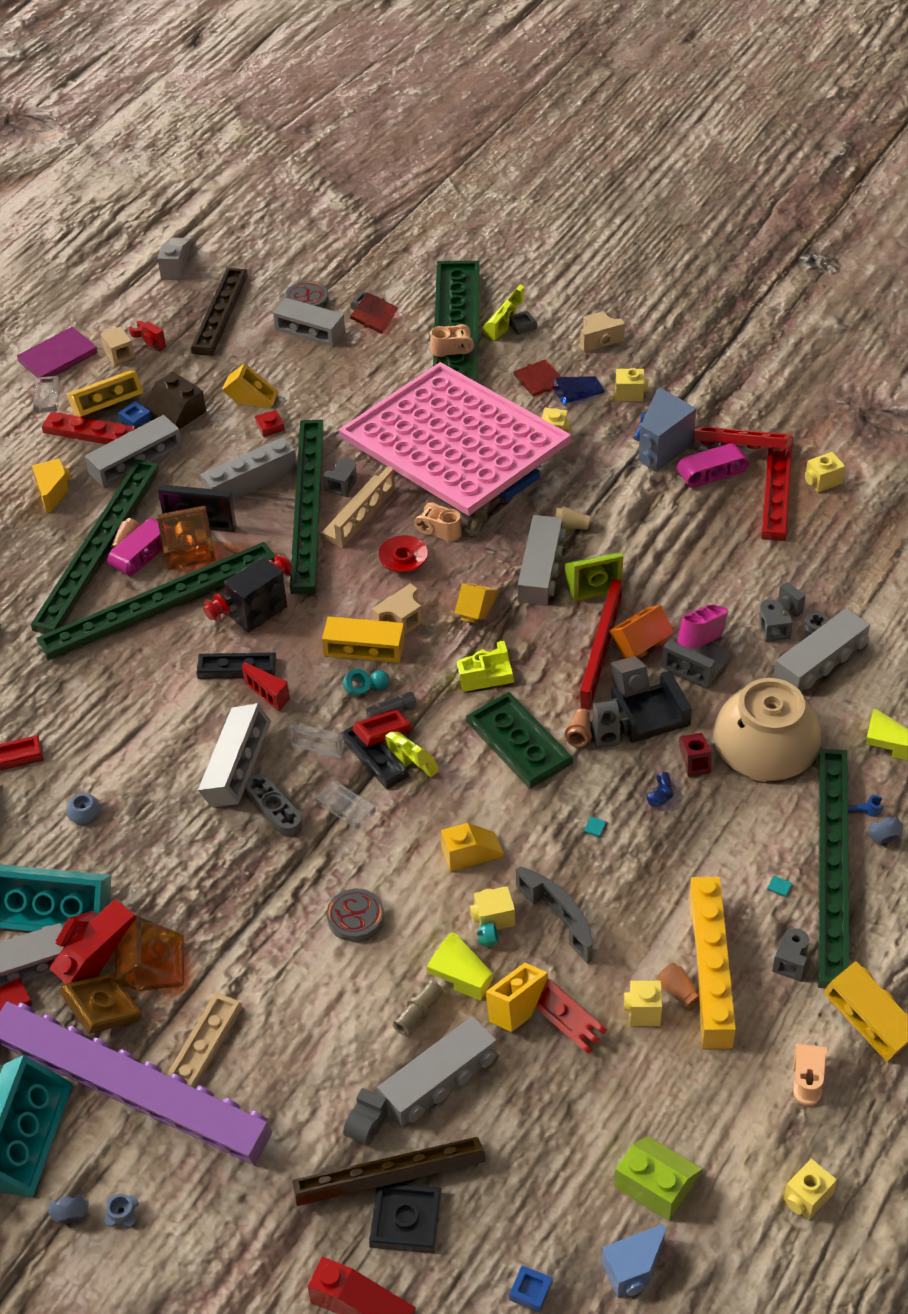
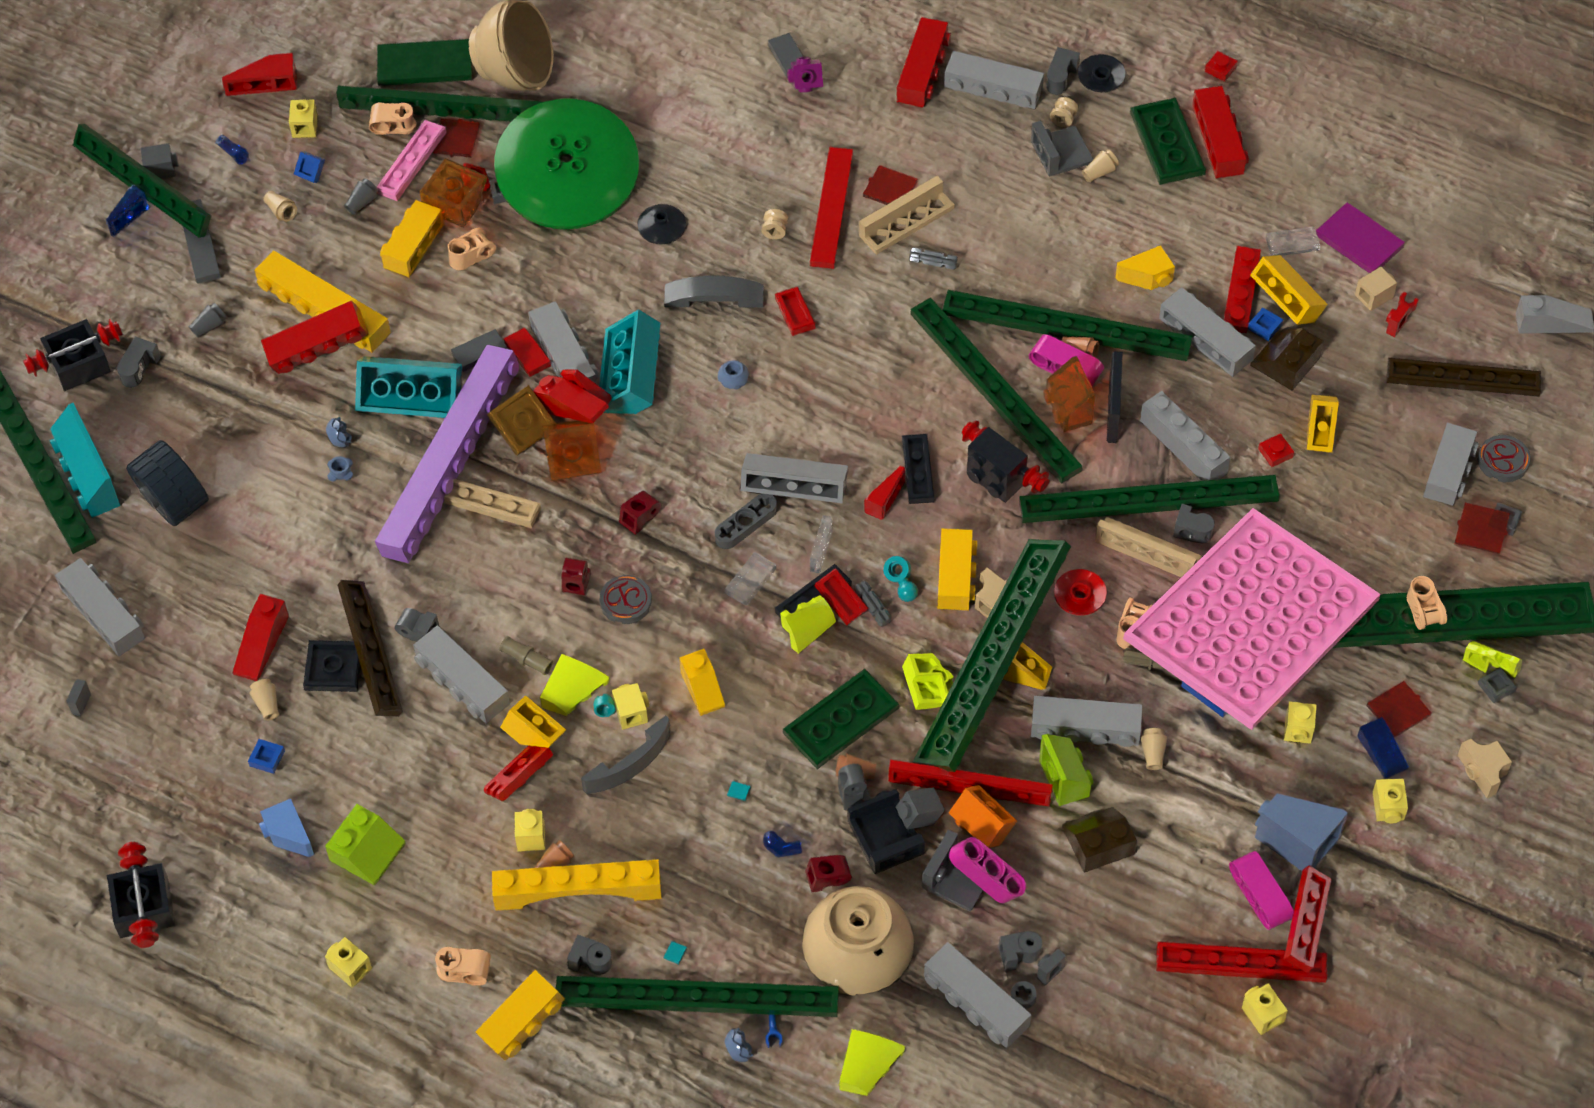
camera: 85 degrees right, 10 degrees up
(247, 895) = (638, 511): none -> dark red leg
(323, 954) = (575, 572): none -> dark red leg
(448, 1291) = (264, 696): none -> tan cone
(477, 604) = (992, 654): none -> dark green plate
(660, 559) = (1100, 838): none -> dark brown slope

